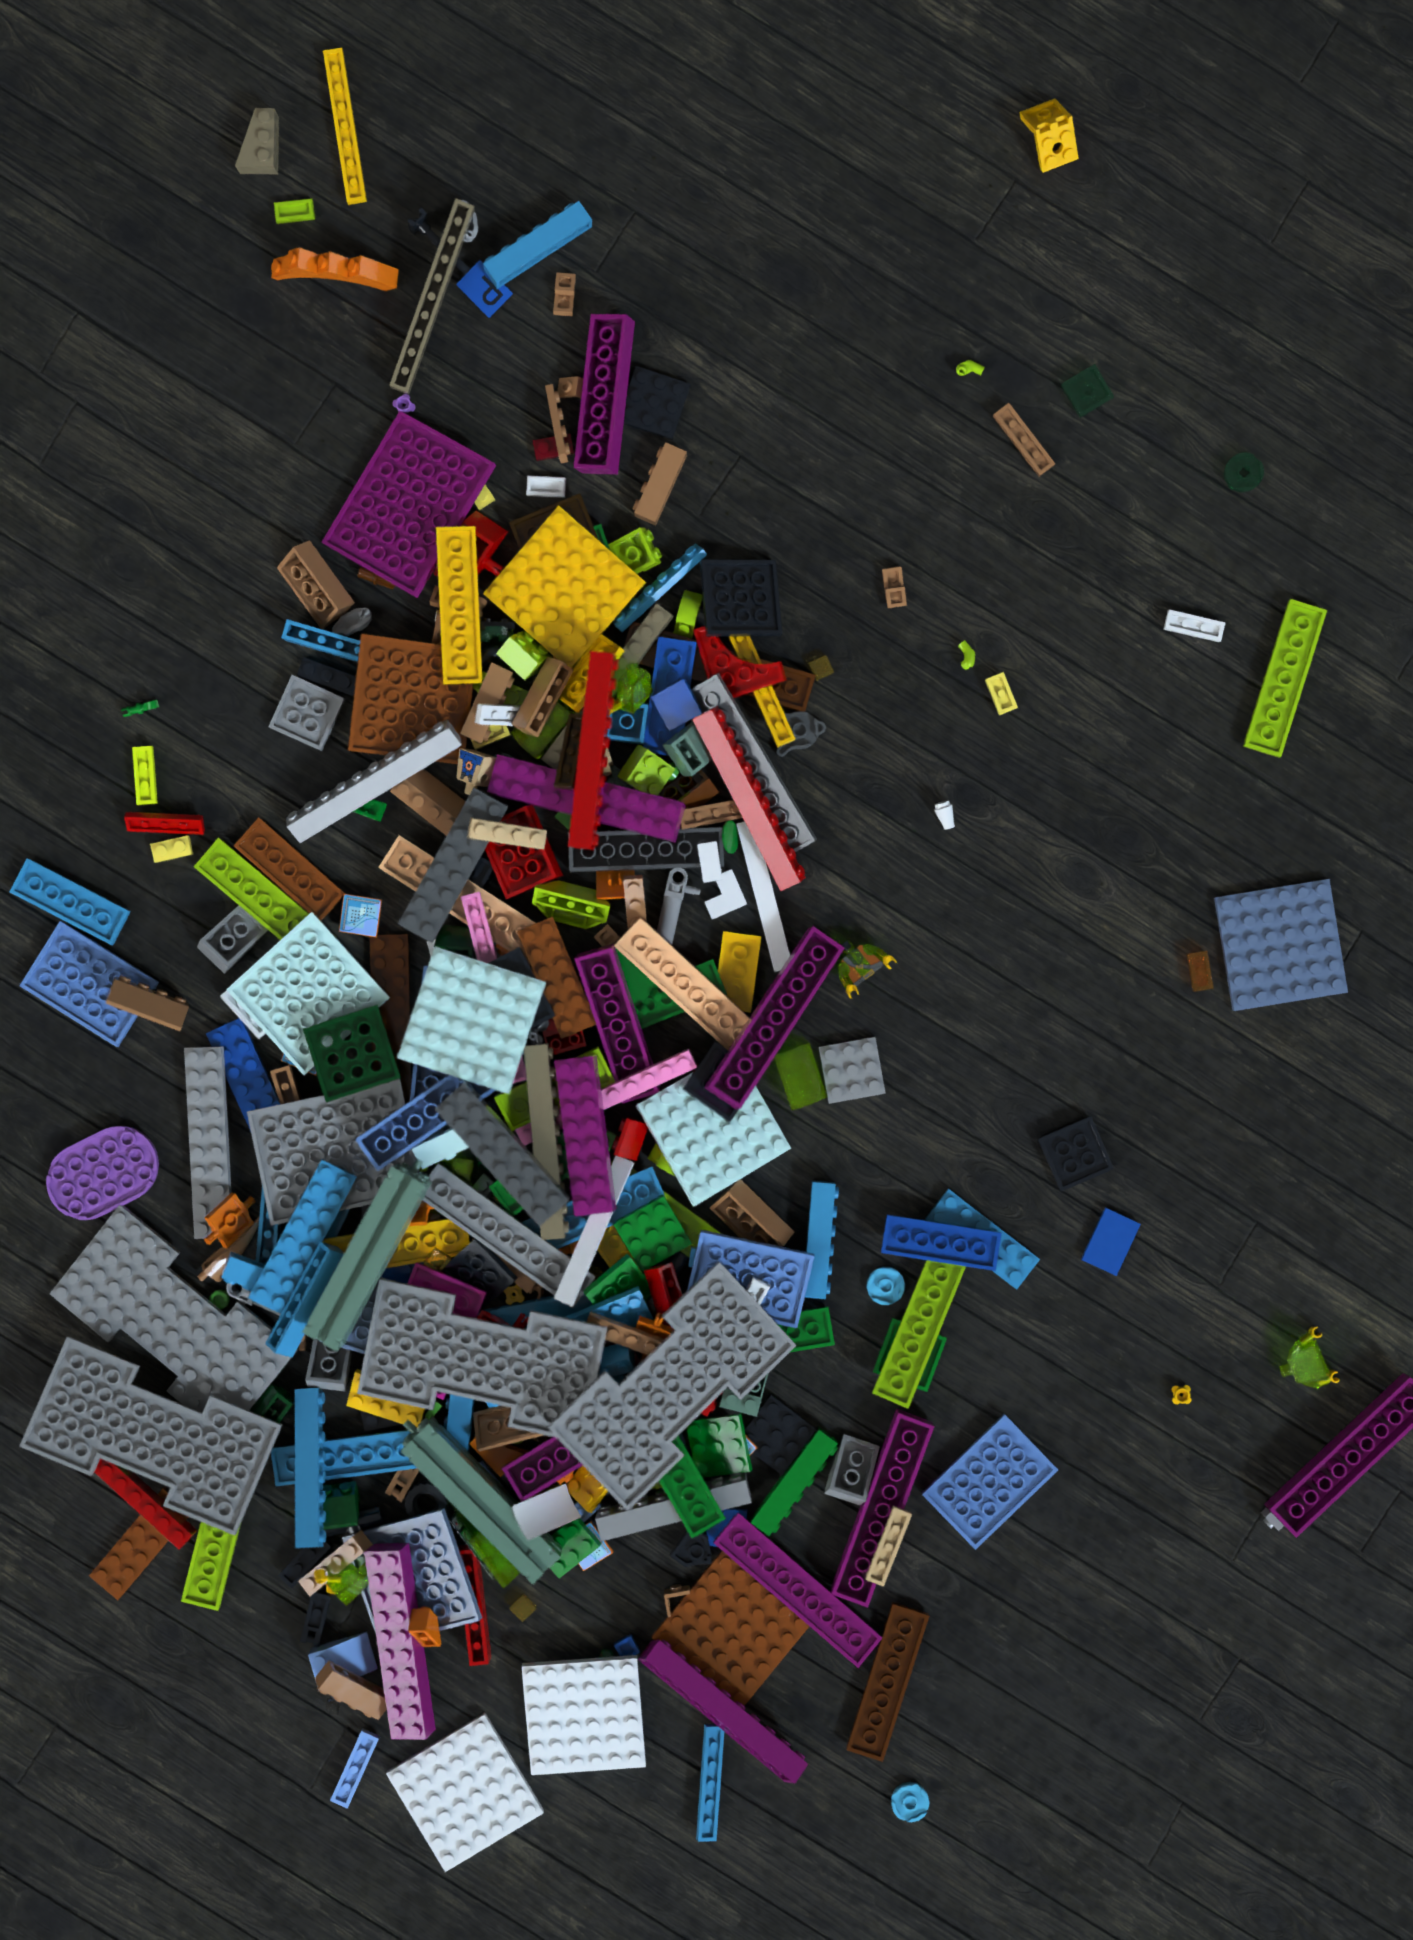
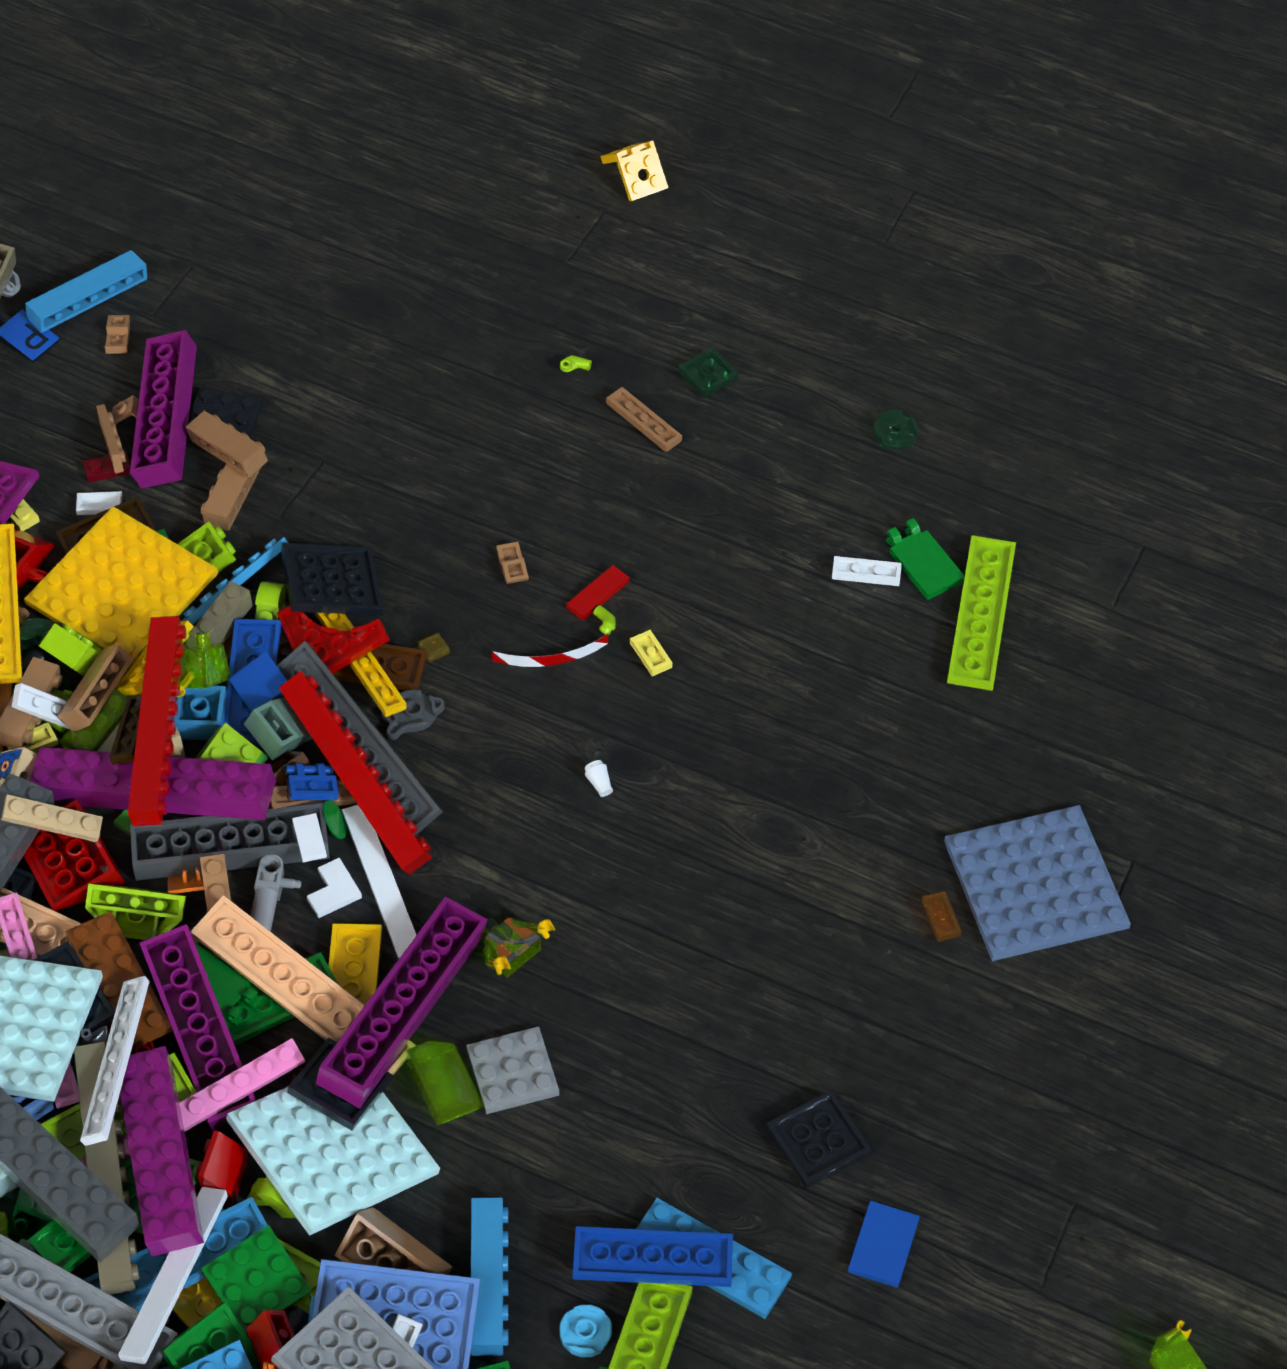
camera: 10 degrees left, 35 degrees down
(555, 1065) = (114, 1061): none -> white tile
(658, 445) = (227, 443): none -> medium nougat brick
(714, 813) = (311, 782): none -> blue plate
(901, 692) = (538, 661): none -> sticker
(963, 624) = (597, 592): none -> red tile
(1245, 618) = (924, 560): none -> green tile

